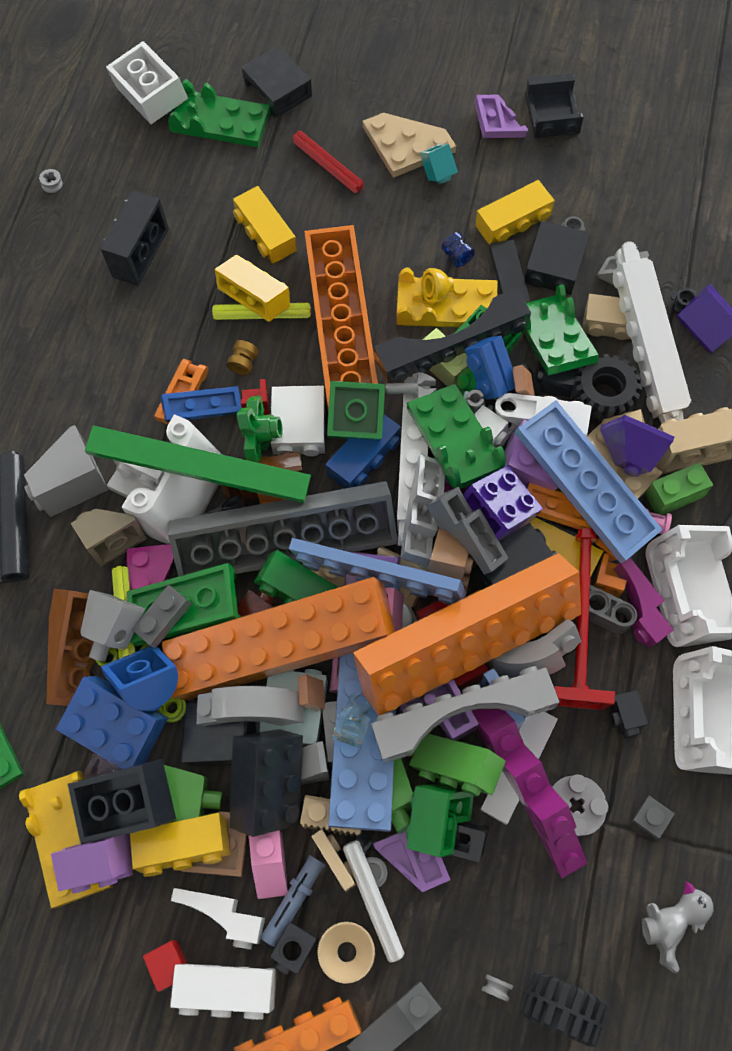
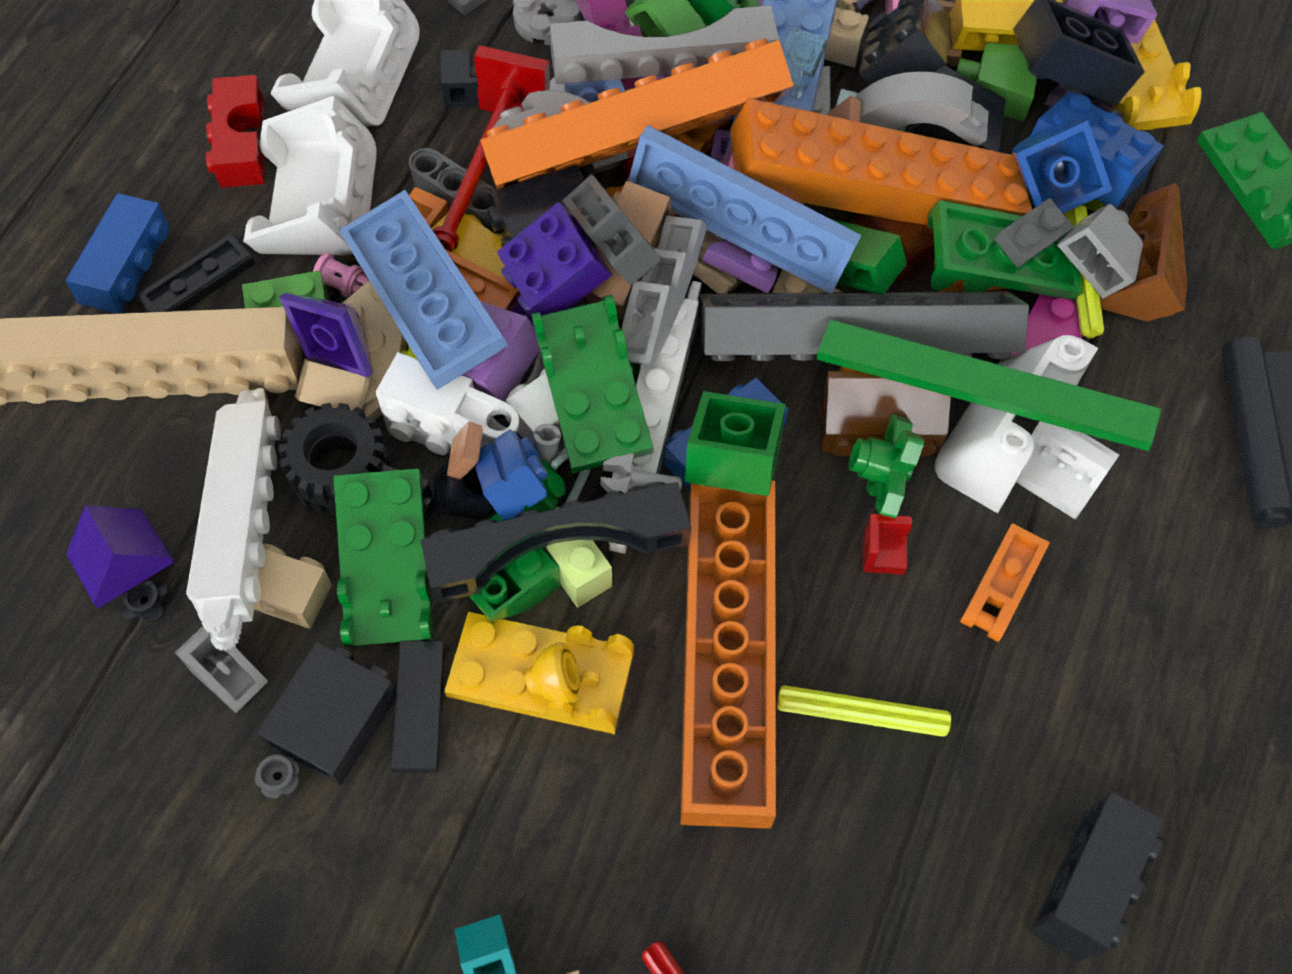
camera: 175 degrees left, 5 degrees down
(64, 475) = (1182, 457): light grey slope -> none
(107, 534) = (1125, 360): dark tan slope -> none
(201, 403) = (974, 541): blue plate -> none
(242, 358) = (902, 620): pearl gold wheel -> none
(252, 288) = (878, 737): yellow brick -> none
(264, 225) = (847, 884): yellow brick -> none
(302, 419) = (819, 501): white brick -> none
(314, 764) = (845, 68): light grey slope -> none
(458, 250) = (496, 761): clear blue wheel -> none
(514, 213) = (371, 820): yellow brick -> none
(650, 624) = (392, 167): magenta slope -> none

